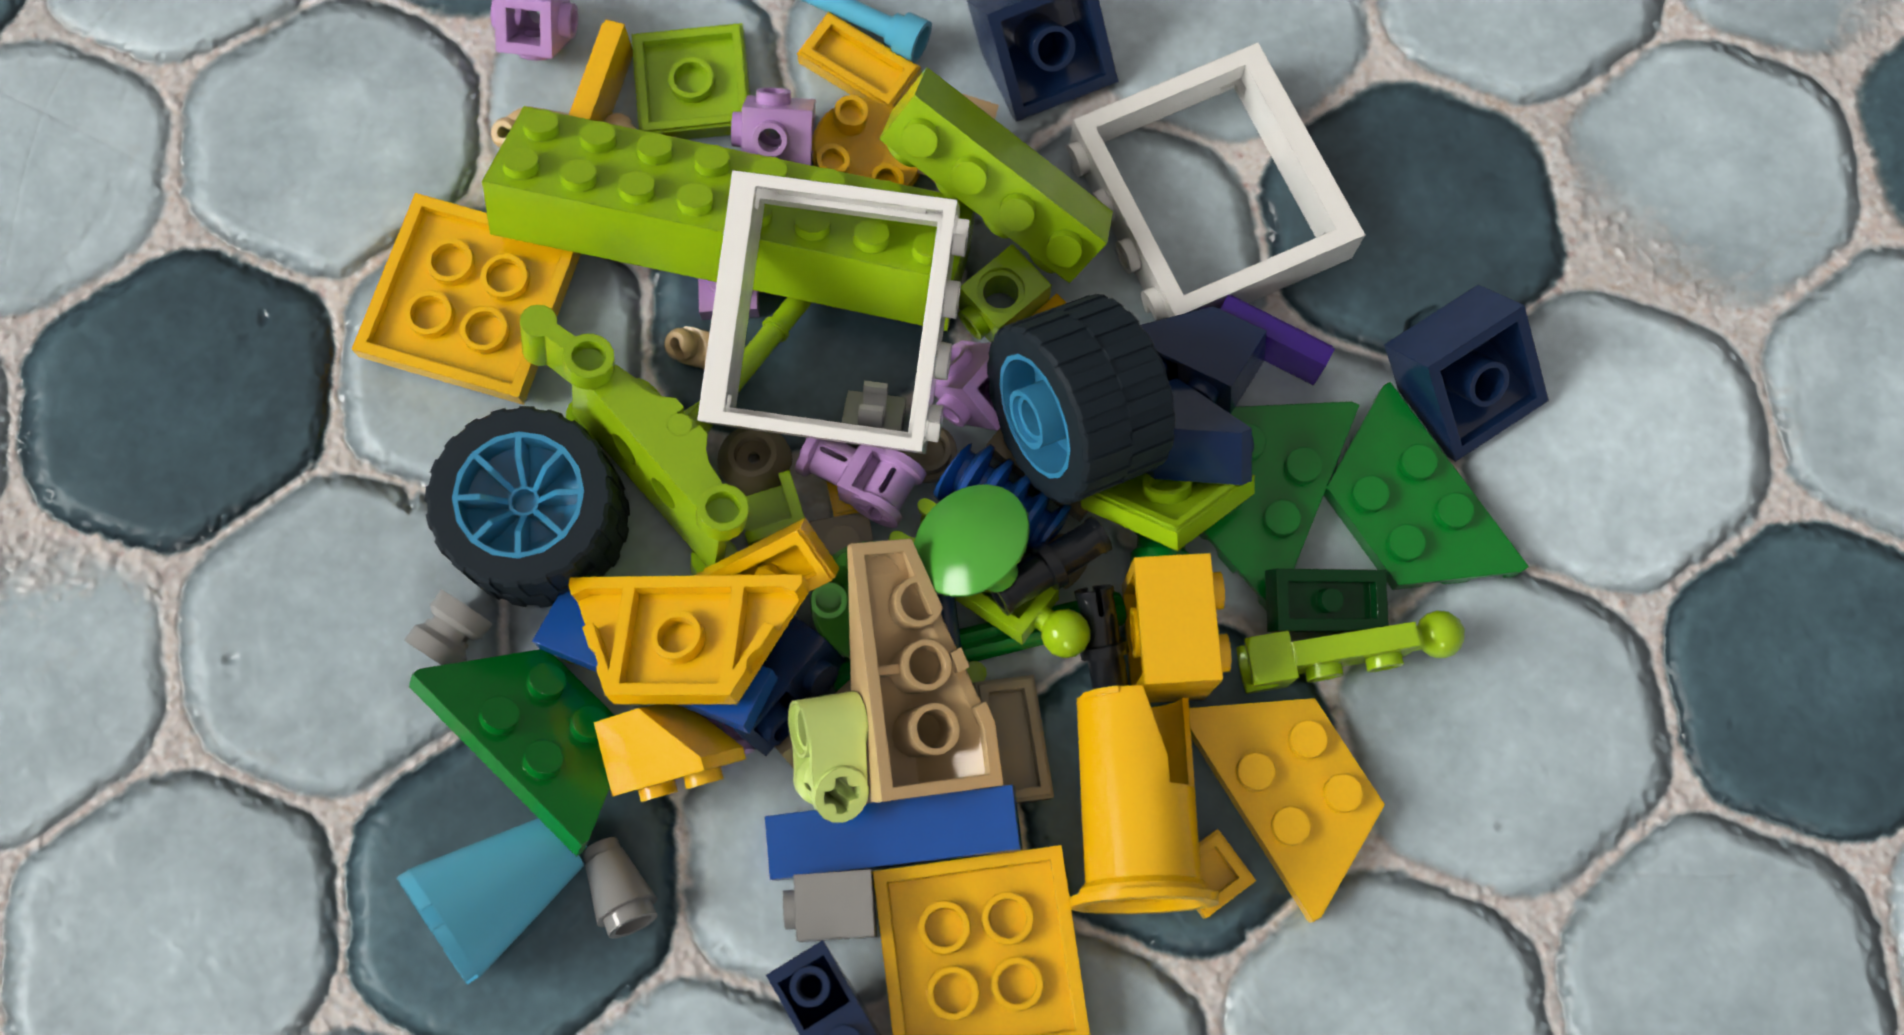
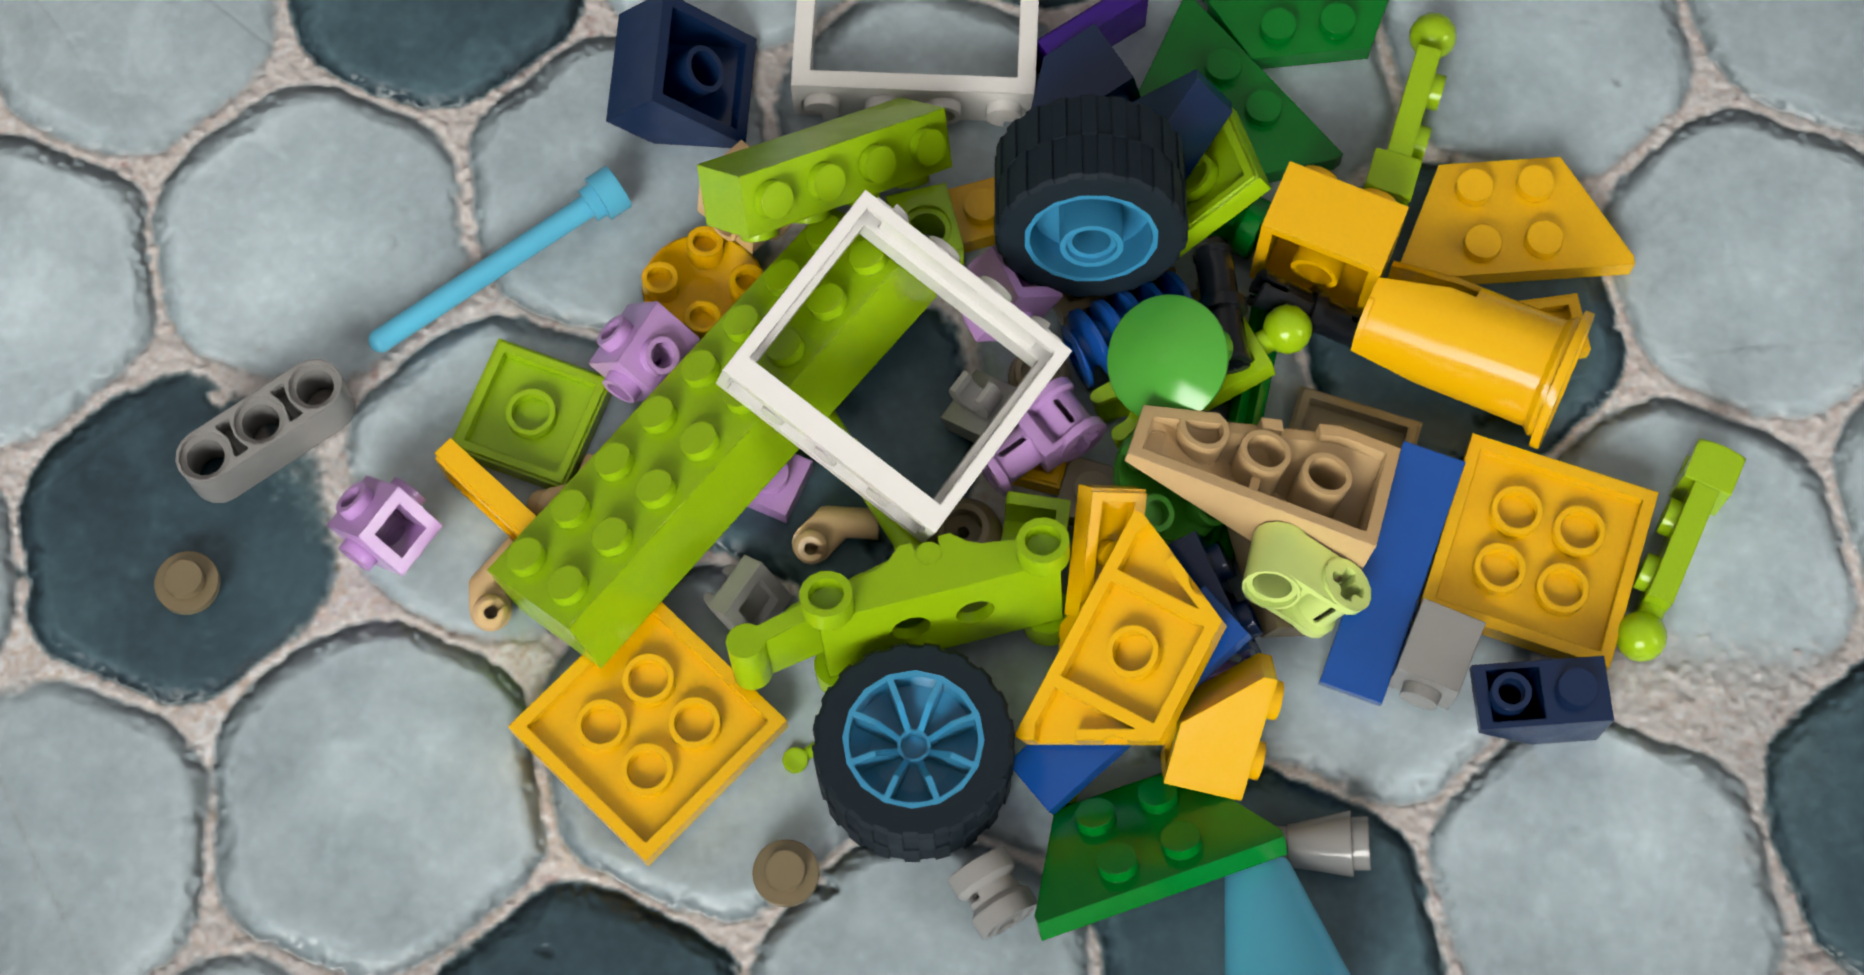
camera: 60 degrees left, 5 degrees down
(396, 462) = (786, 873): none -> dark tan plate
(609, 315) = (748, 594): none -> light grey tile
(857, 62) = (602, 255): yellow tile -> none
(1325, 600) = (1358, 108): dark green plate -> none

